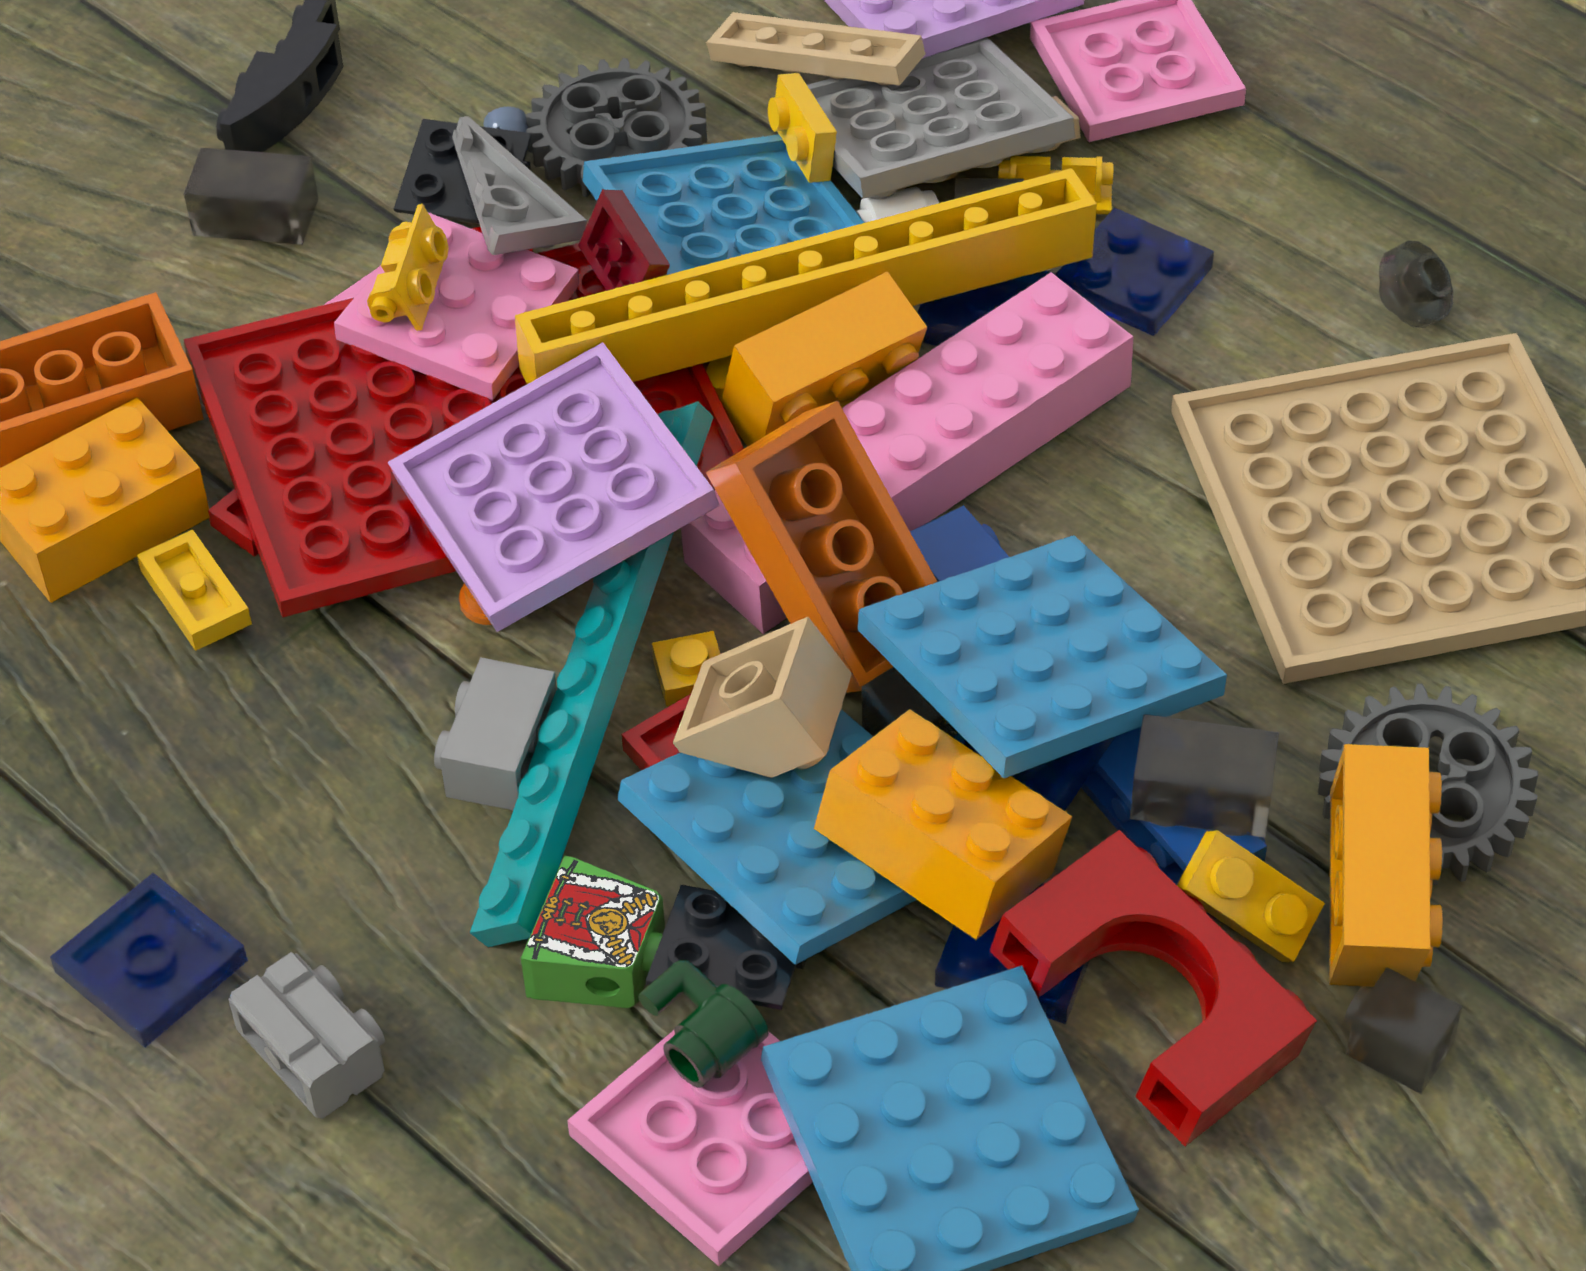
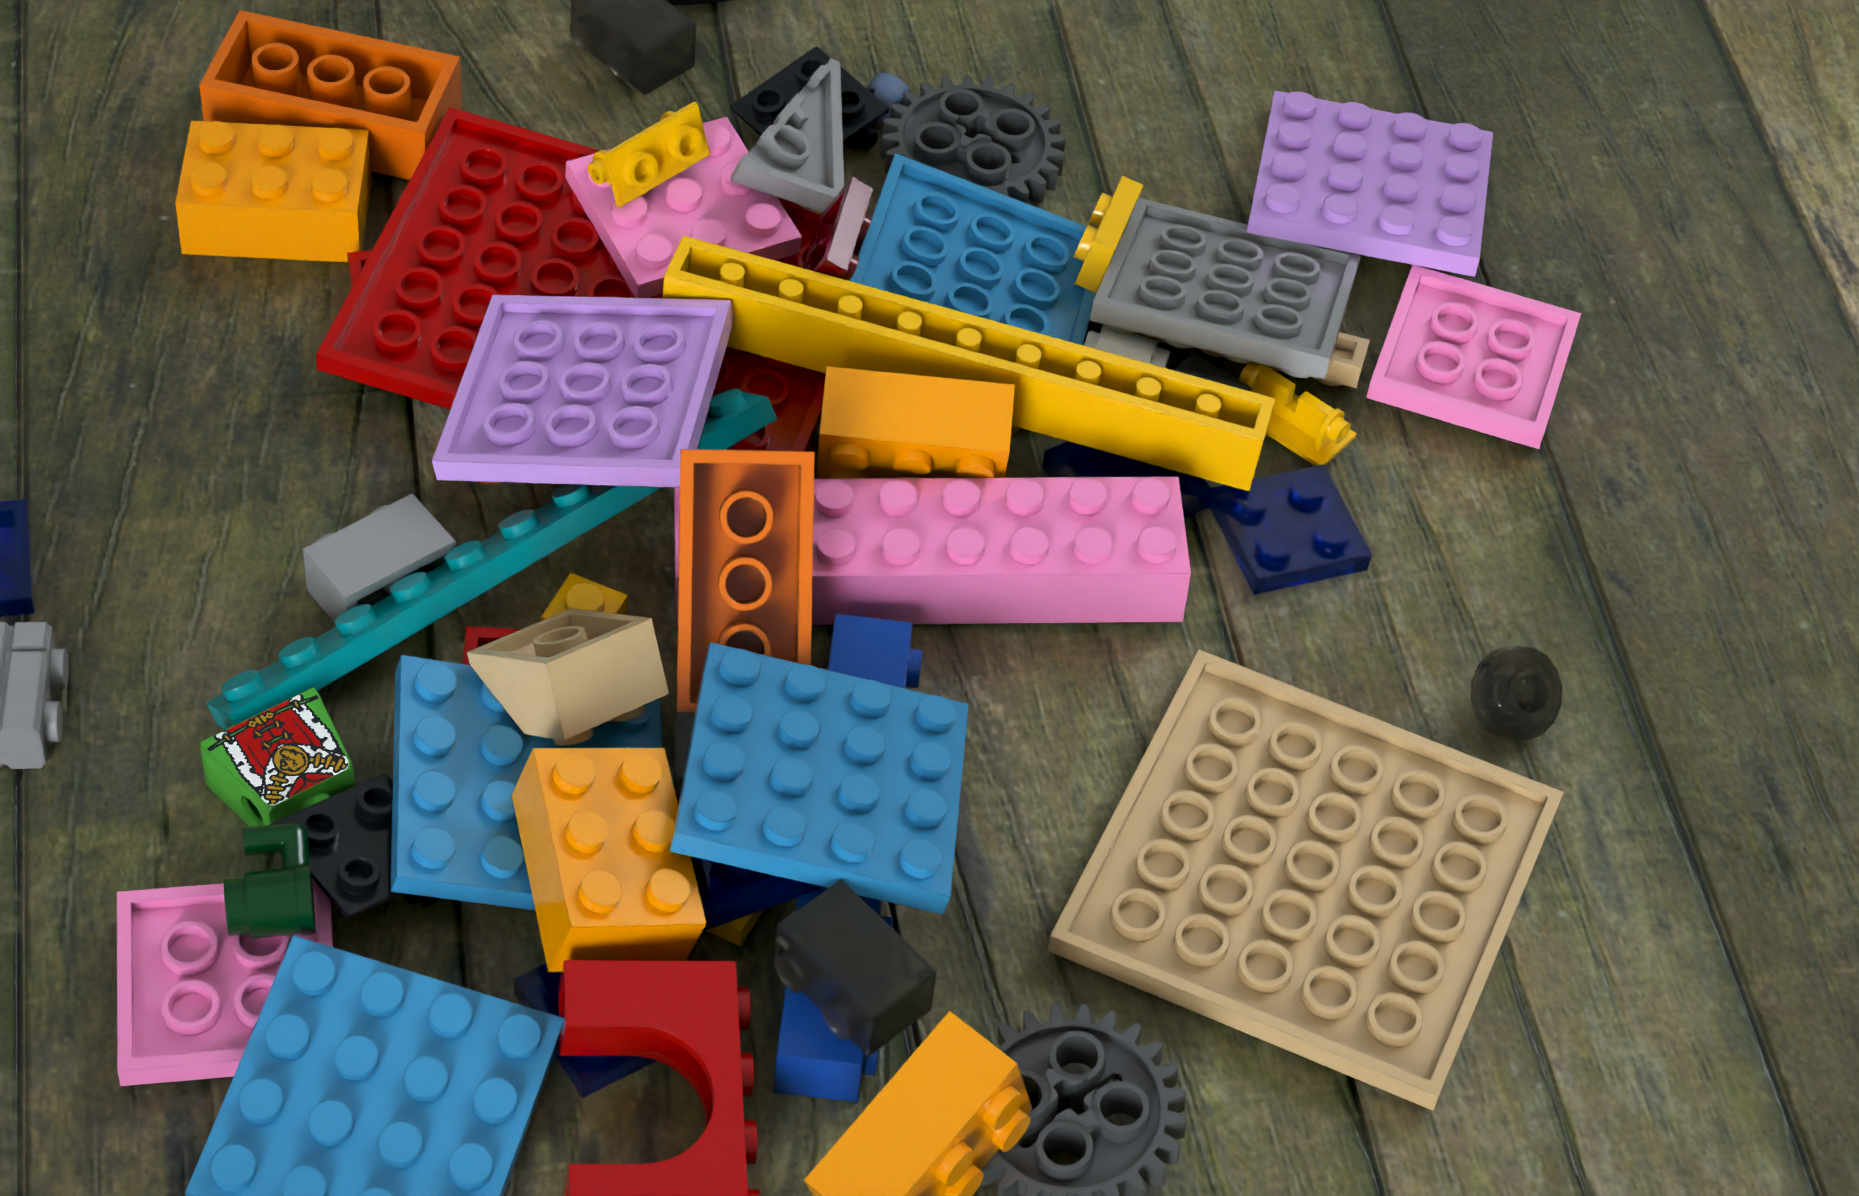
camera: 30 degrees right, 0 degrees up
(194, 589) = (280, 308): yellow plate -> none
(816, 48) = (1198, 178): tan plate -> none
(1250, 896) = (803, 1089): yellow plate -> none

